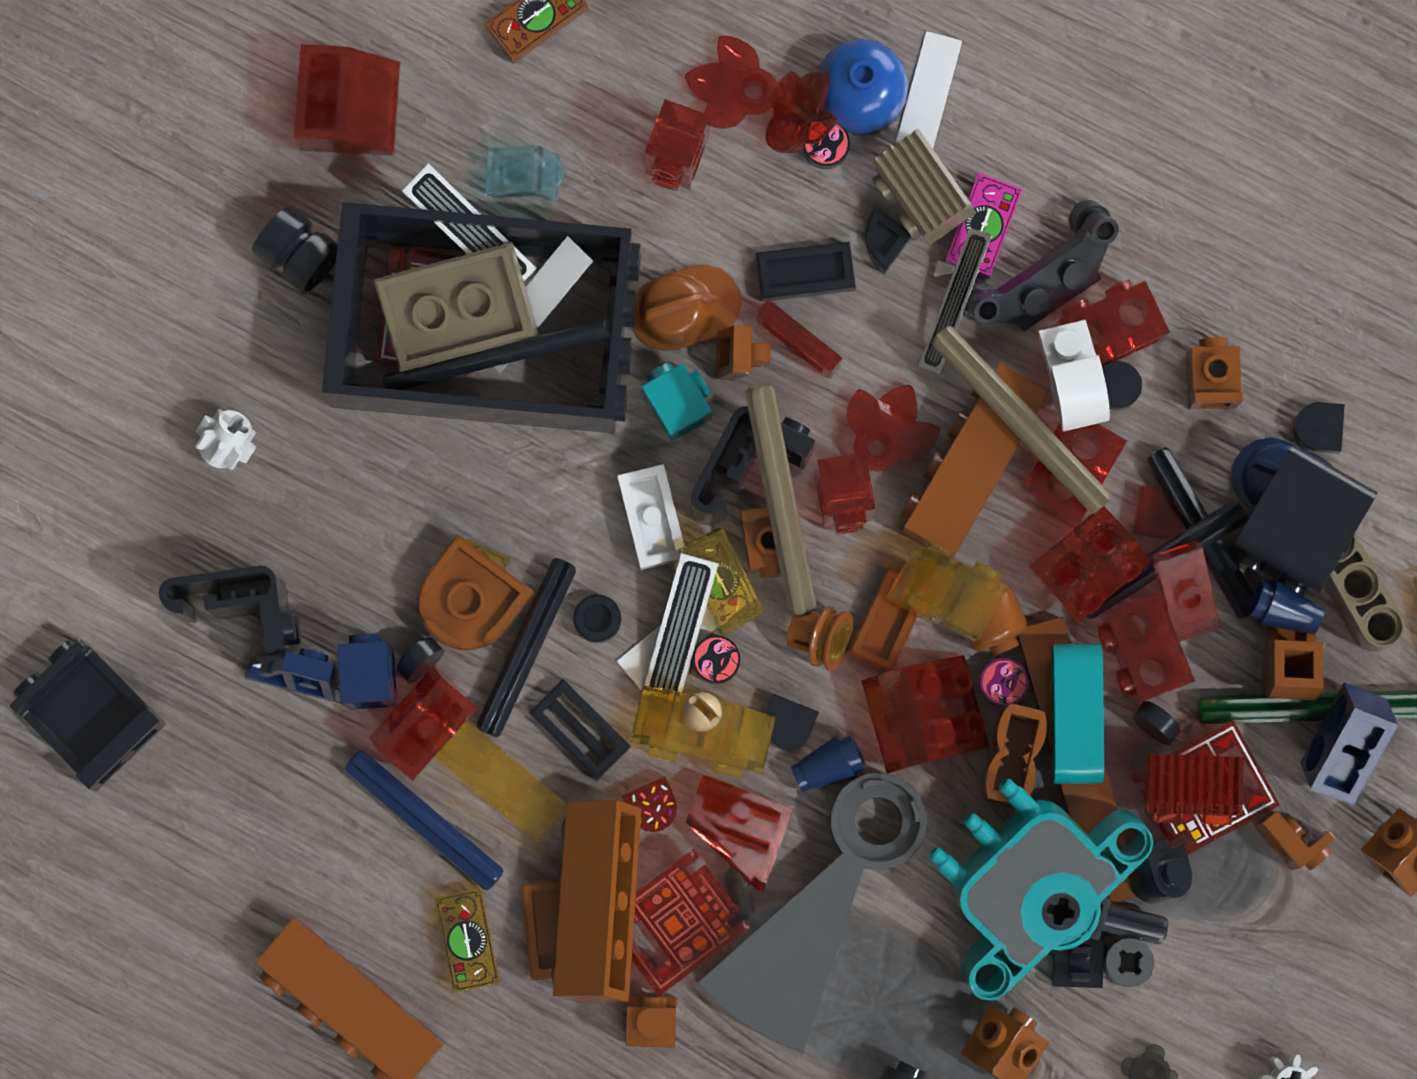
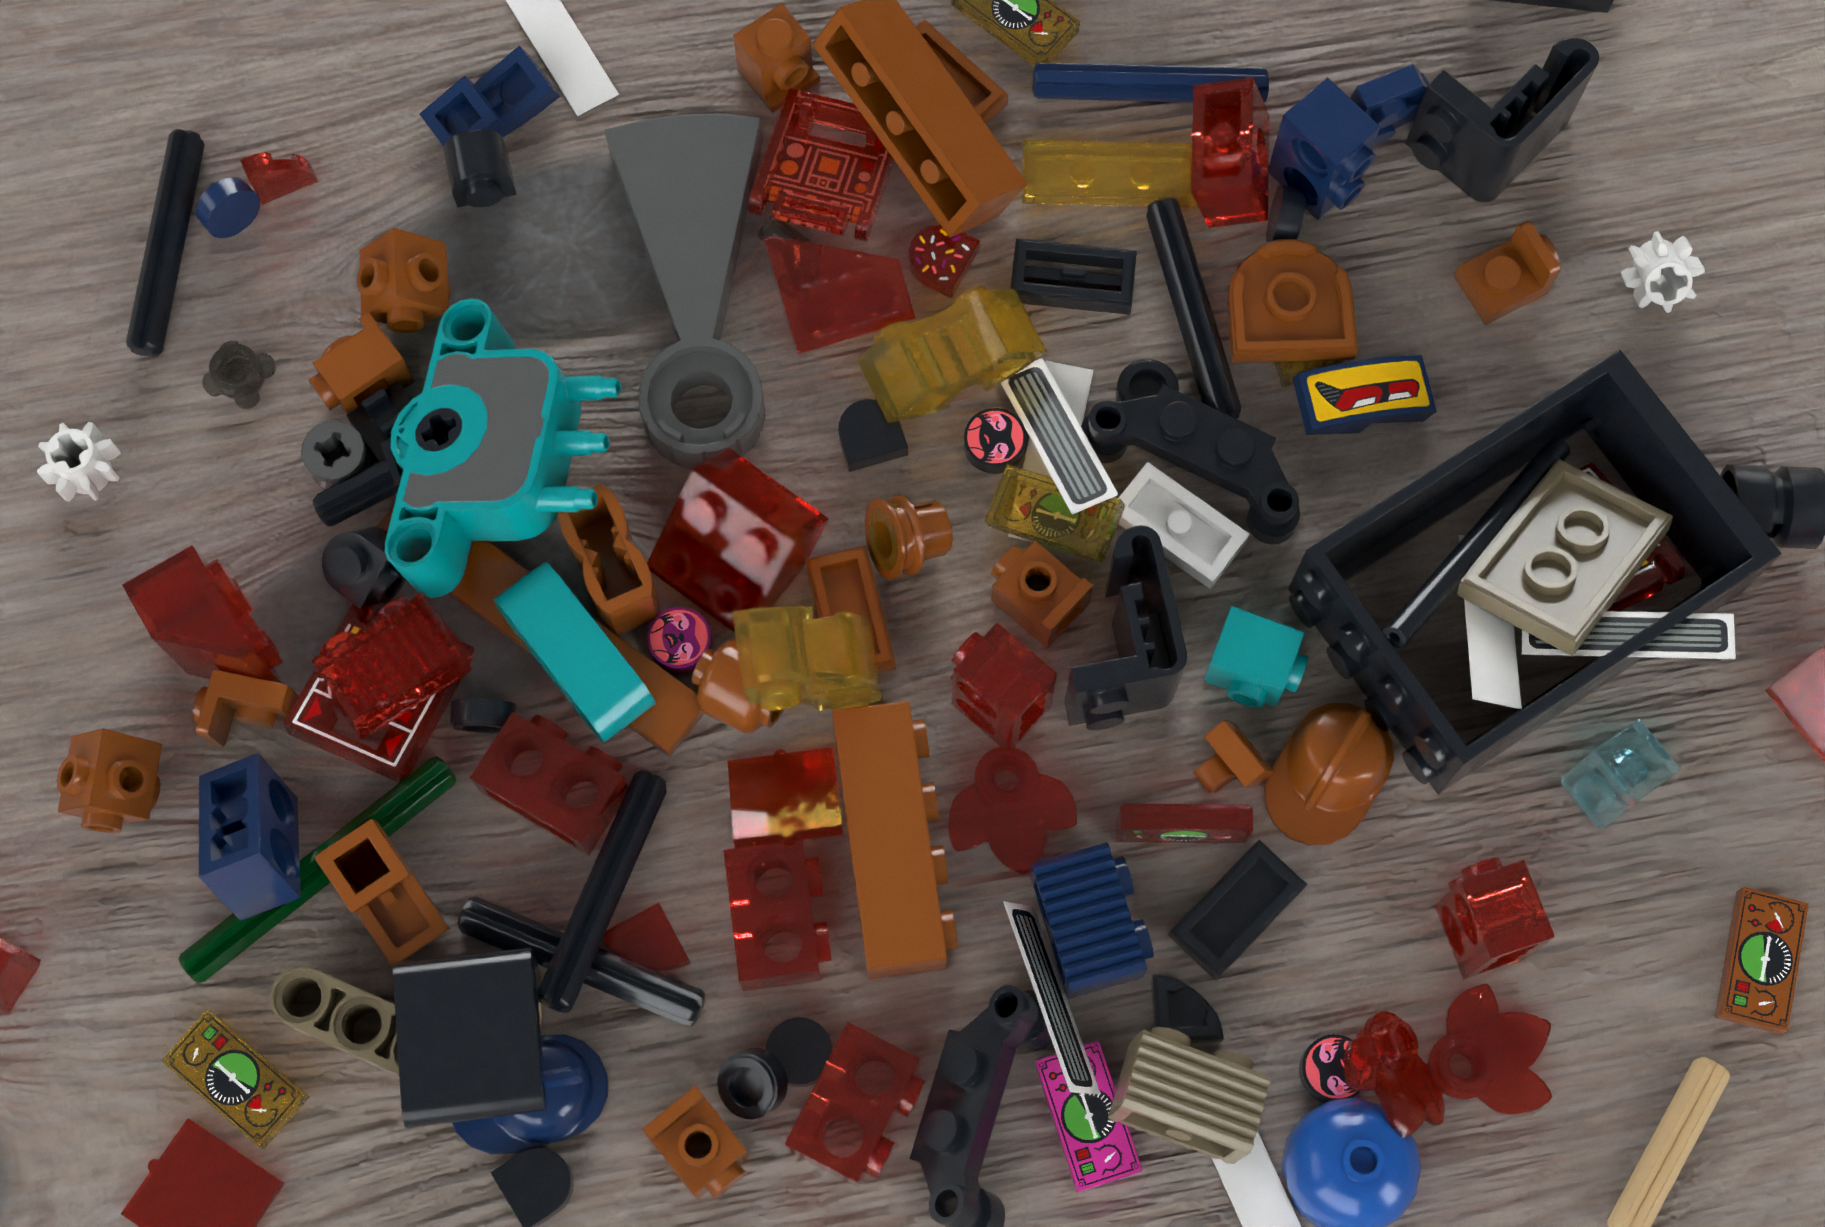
camera: 145 degrees right, 10 degrees down
(314, 516) = (1509, 273): none -> dark orange bracket
(471, 509) = (1364, 392): none -> slope
(598, 553) = (1205, 445): none -> black plate
(695, 718) = (965, 362): tan hinge -> none
(780, 498) = (1066, 612): dark tan axle -> none
(830, 763) = (795, 423): dark blue cone -> none
(897, 327) = (1090, 920): none -> dark blue brick
(1016, 531) = (784, 798): none -> clear red piece
(1021, 419) = (874, 906): dark tan axle -> none
(1074, 1011) = (358, 367): none -> dark orange brick
(1075, 375) = (854, 1001): white brick -> none
(1085, 557) = (690, 823): clear red brick -> none
(1158, 386) = (752, 1083): none -> black tile
(1186, 590) = (551, 872): clear red plate -> none
(1284, 608) = (426, 931): dark blue cone -> none
(1287, 898) = (202, 618): none -> clear red slope

